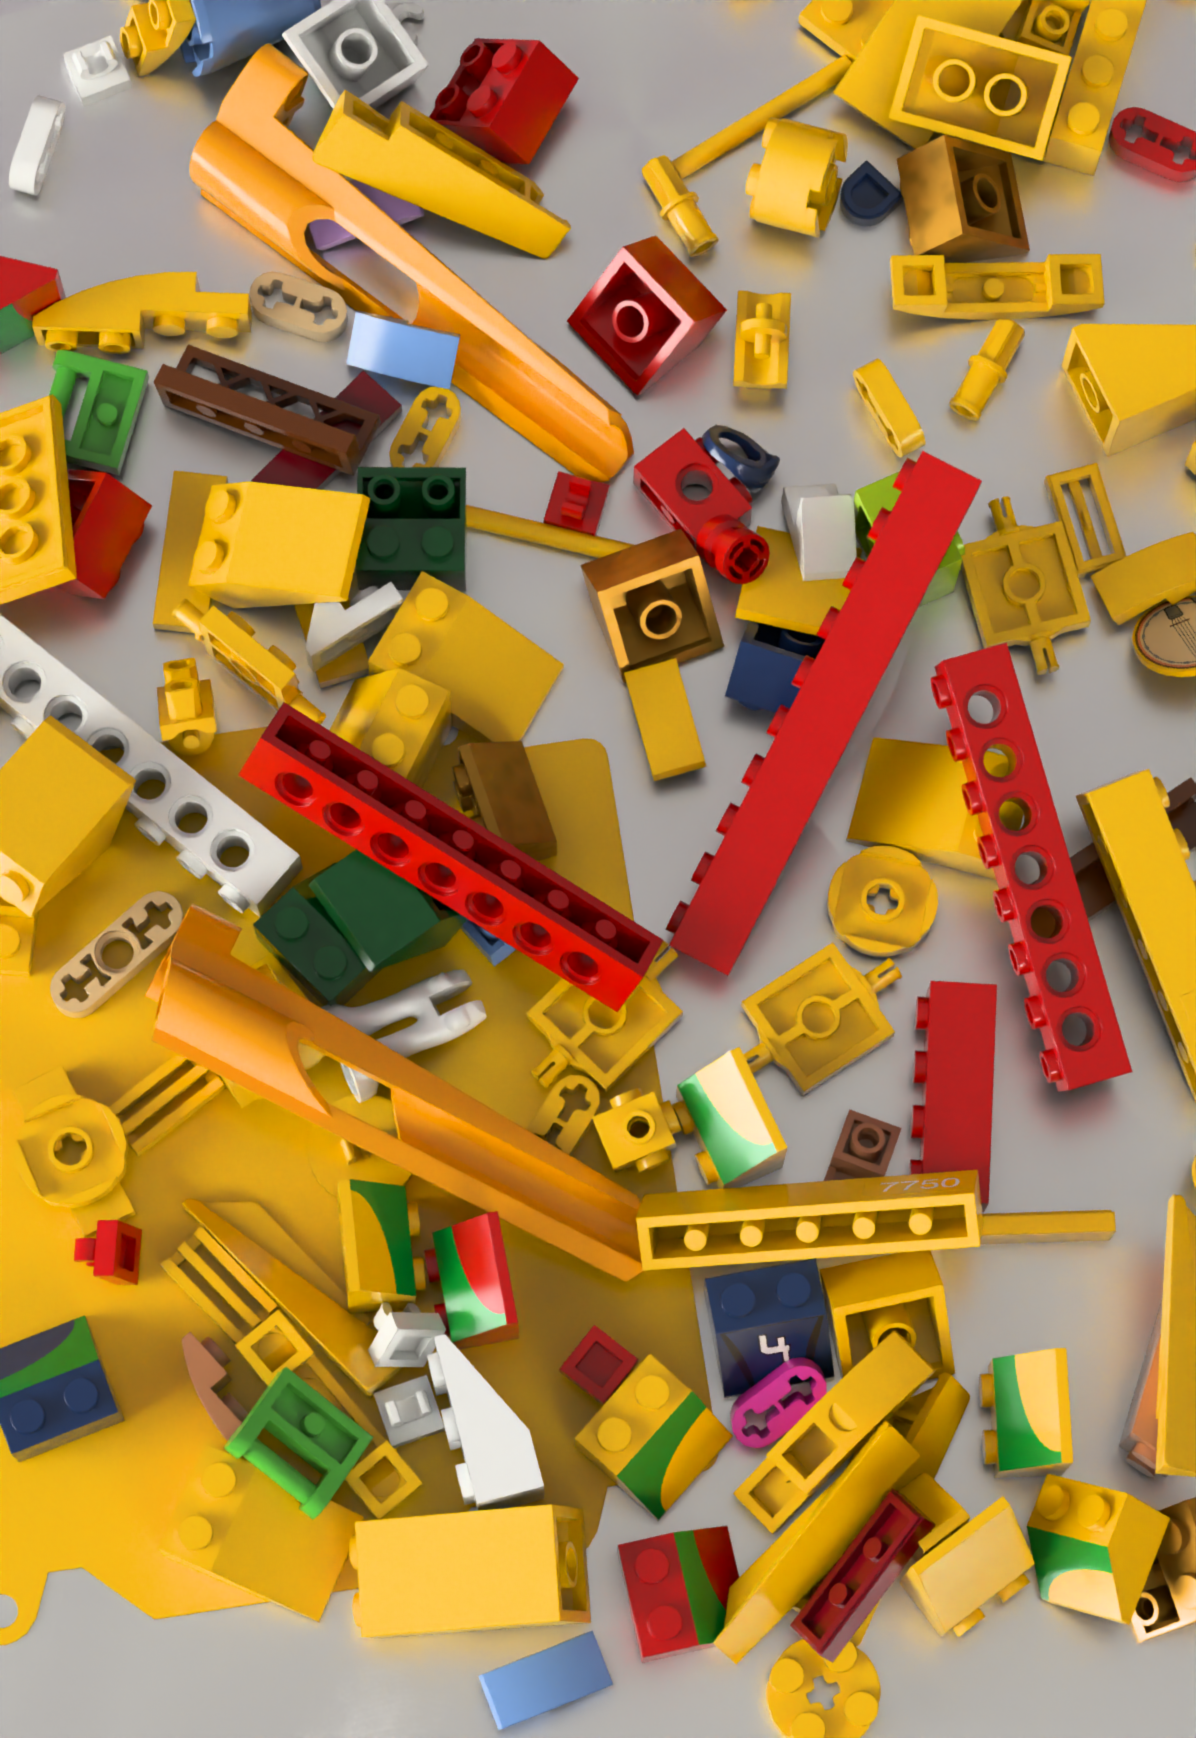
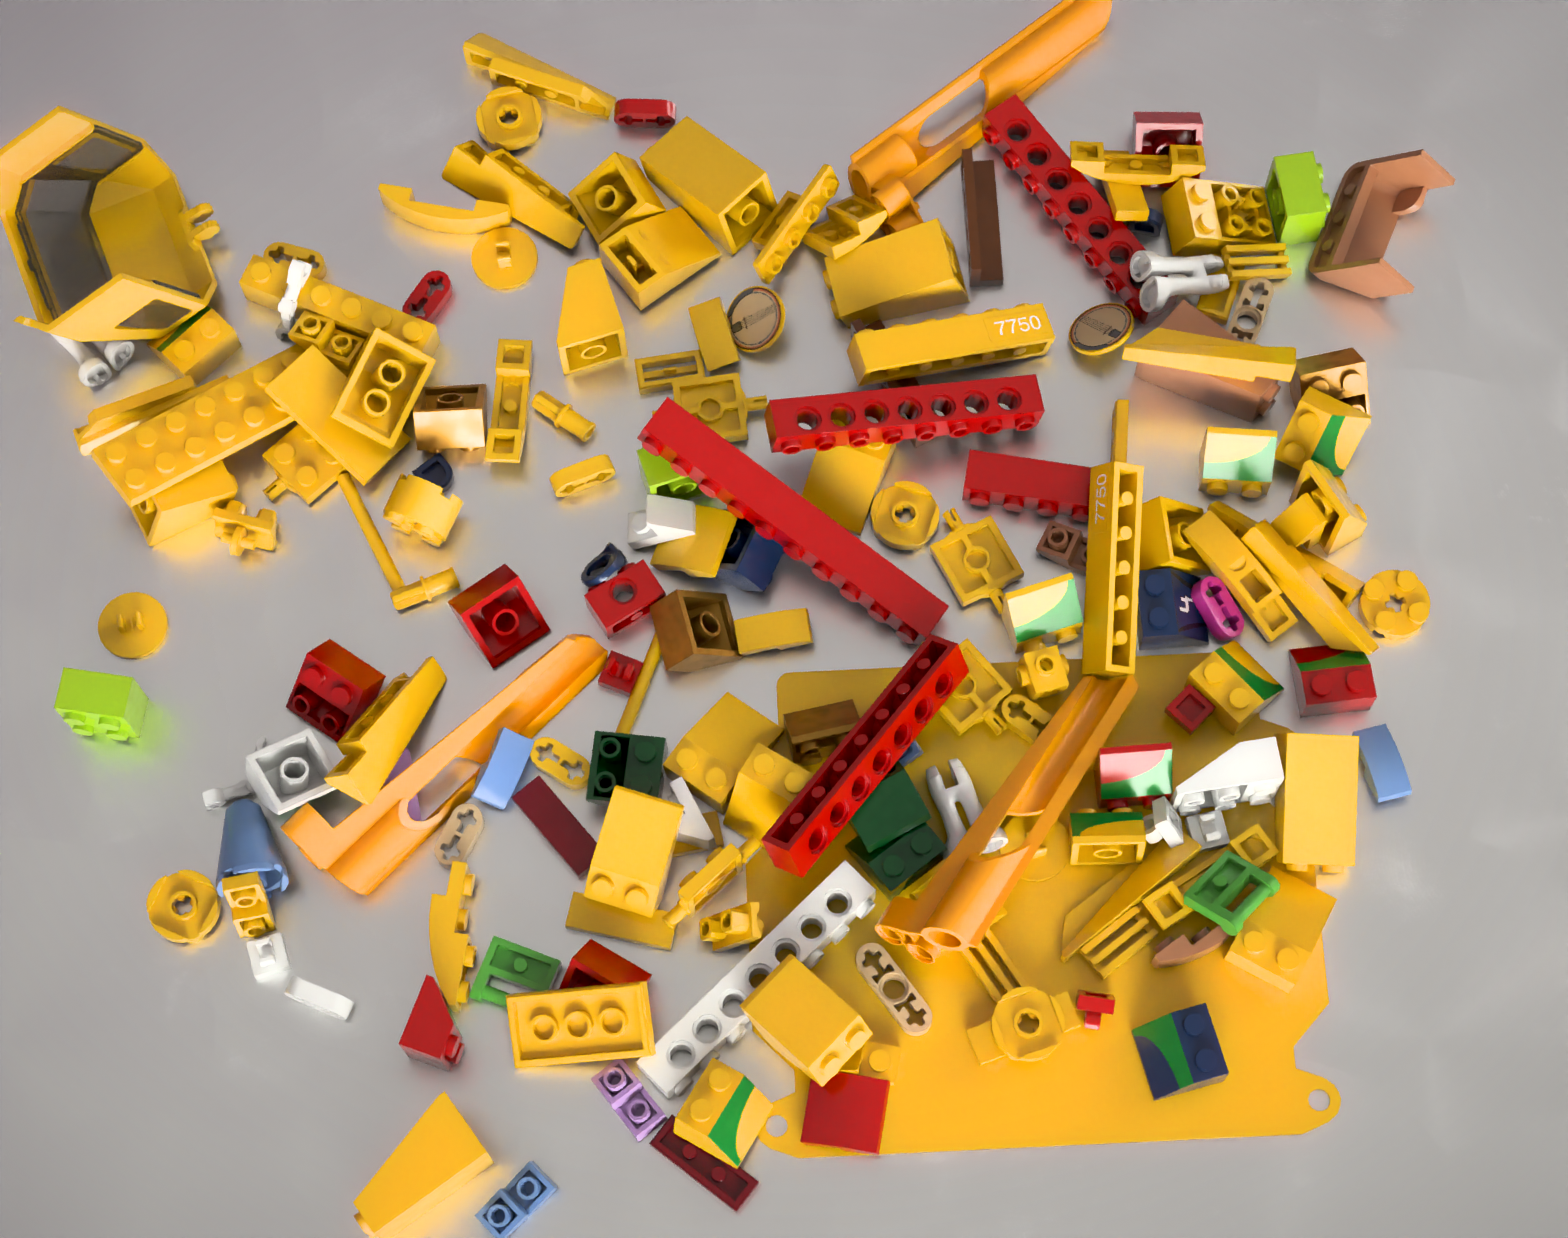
camera: 80 degrees left, 5 degrees down
(267, 419) = (538, 862): reddish brown fence -> none
(732, 549) = (674, 569): red wheel -> none
(762, 340) = (528, 544): yellow hips -> none
(862, 1575) = (1334, 562): dark red tile -> none

